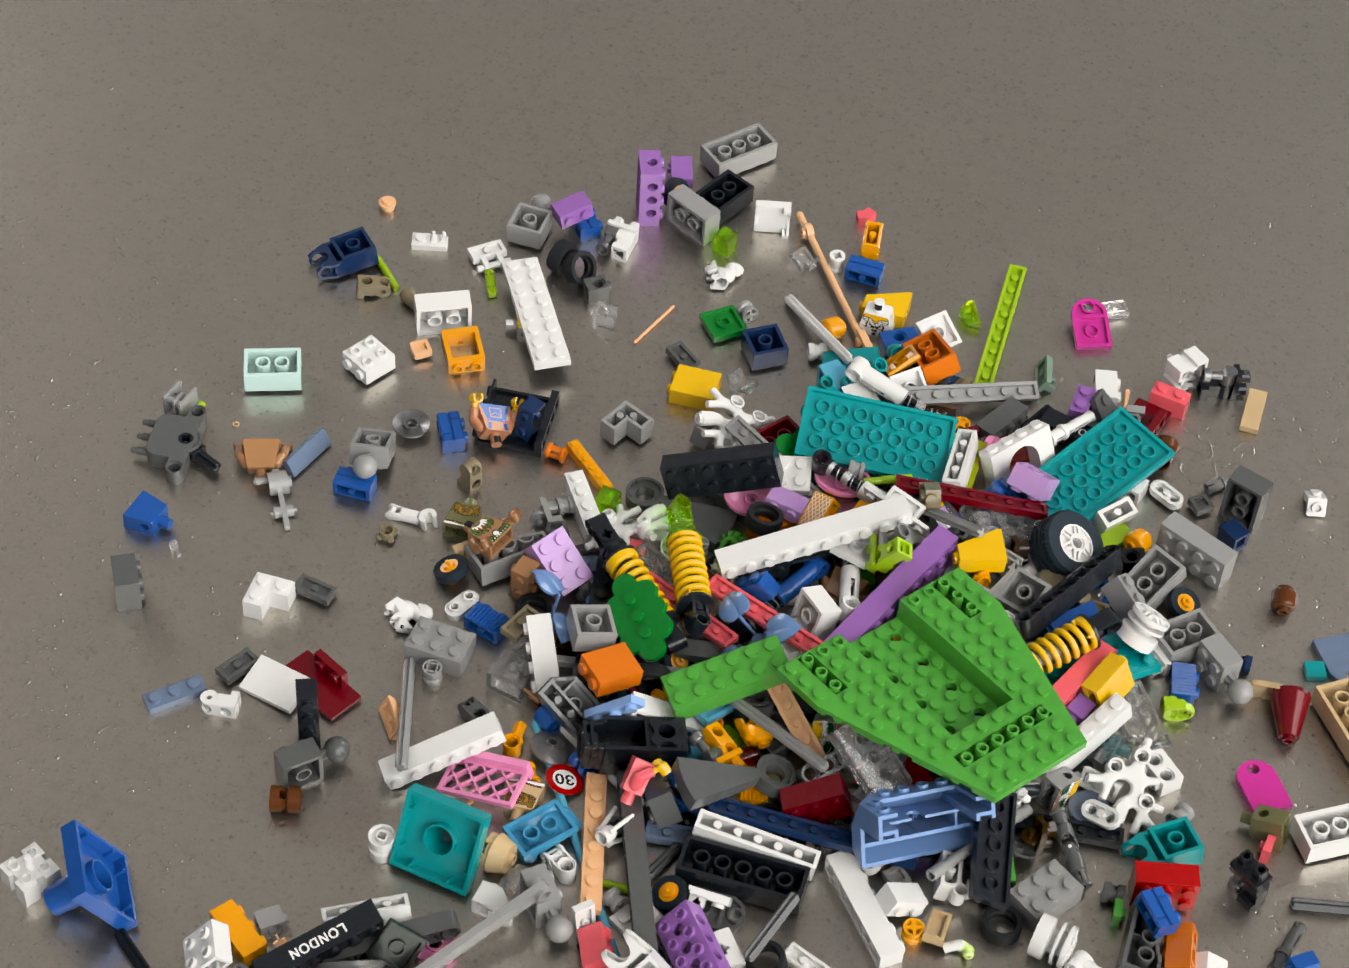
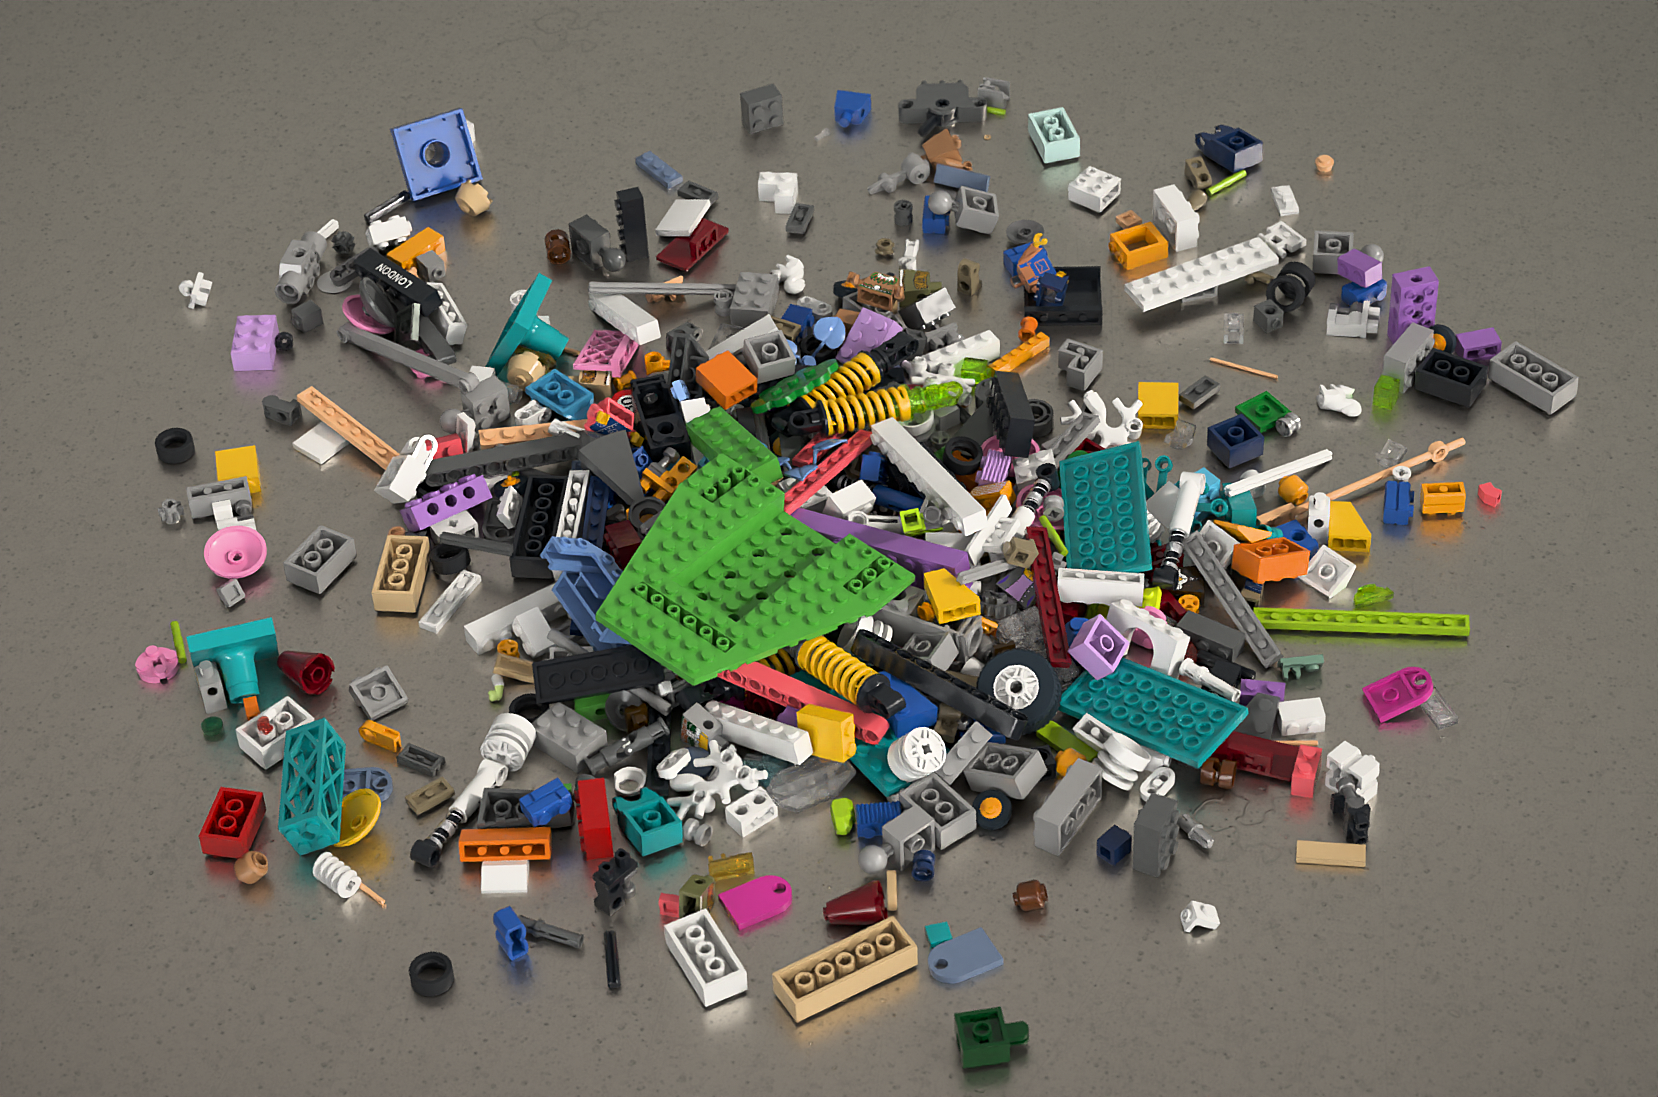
camera: 85 degrees right, 5 degrees down
(171, 863) = (472, 198): none -> tan cone
(221, 704) = (653, 194): white leg -> none
(342, 506) = (903, 212): none -> dark grey wheel
(517, 498) = (927, 310): none -> brick
(772, 217) = (1436, 415): white piece -> none
(1108, 851) = (629, 774): none -> white piece
(1136, 411) = (1266, 738): light grey tile -> none
(1154, 502) = (1121, 760): none -> white wheel
(1224, 800) = (731, 866): none -> clear yellow plate

